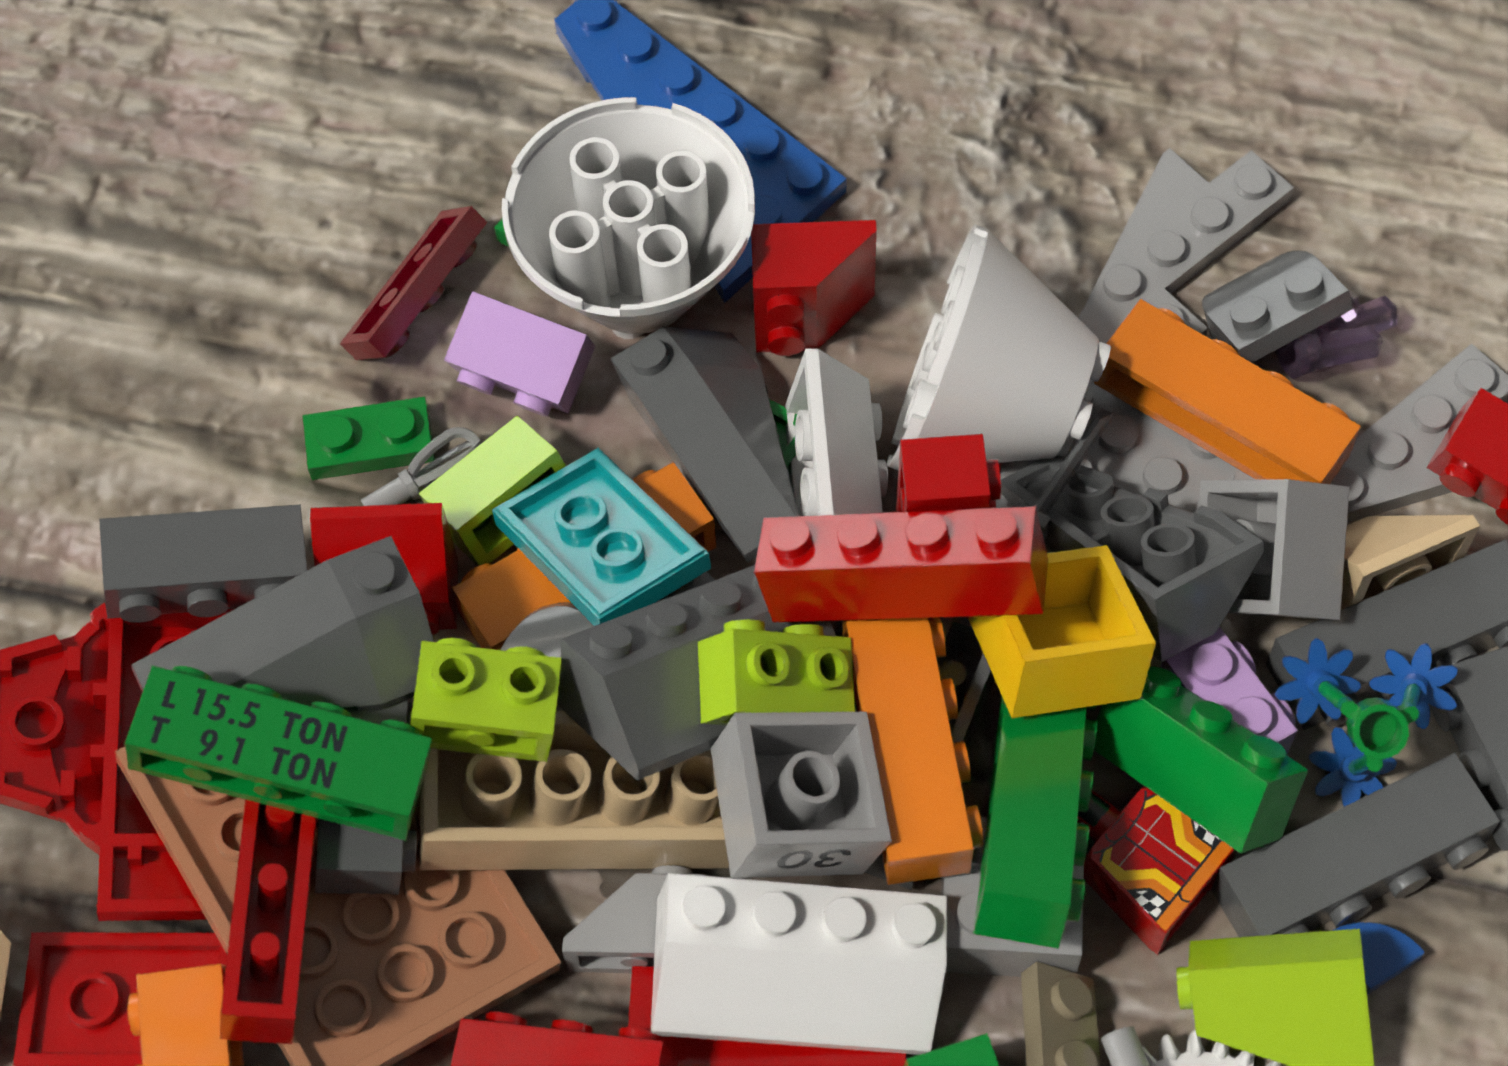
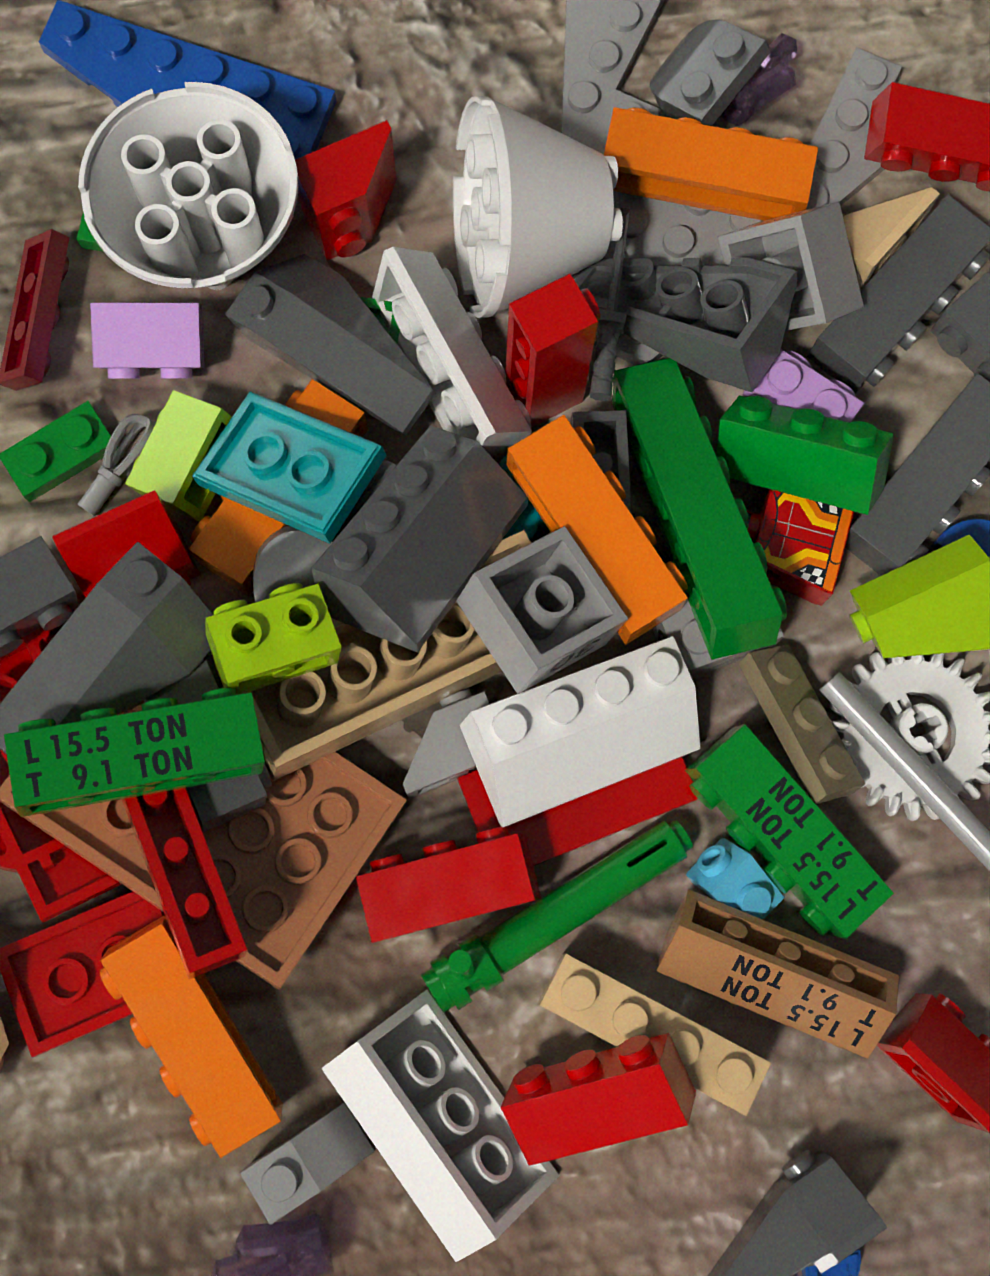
camera: 30 degrees left, 15 degrees up
(773, 671) = (483, 527): lime brick -> none
(903, 565) = (546, 401): red brick -> none
(1083, 647) = (676, 401): yellow piece -> none
(1374, 725) = (931, 381): blue plant -> none

